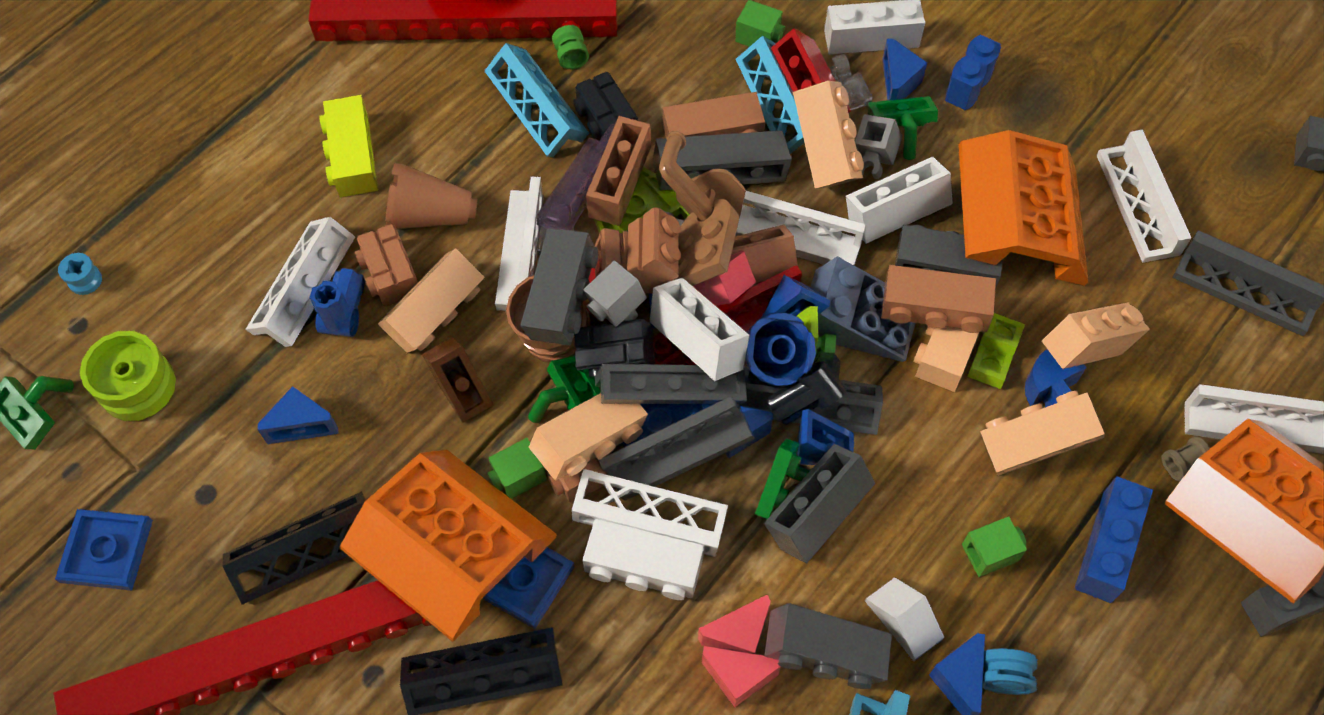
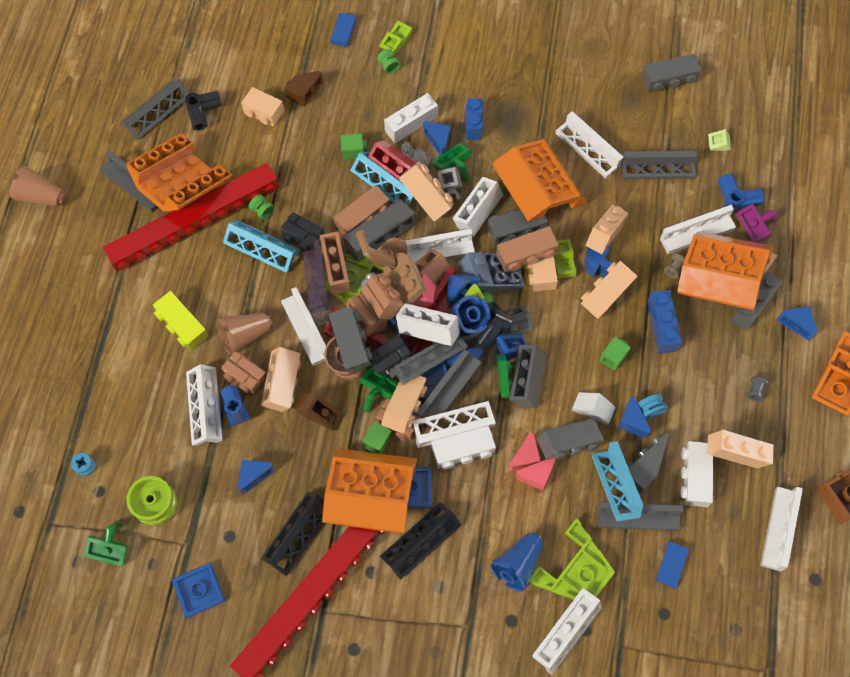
camera: 30 degrees left, 5 degrees up
(614, 295) = (379, 329): light grey brick -> none

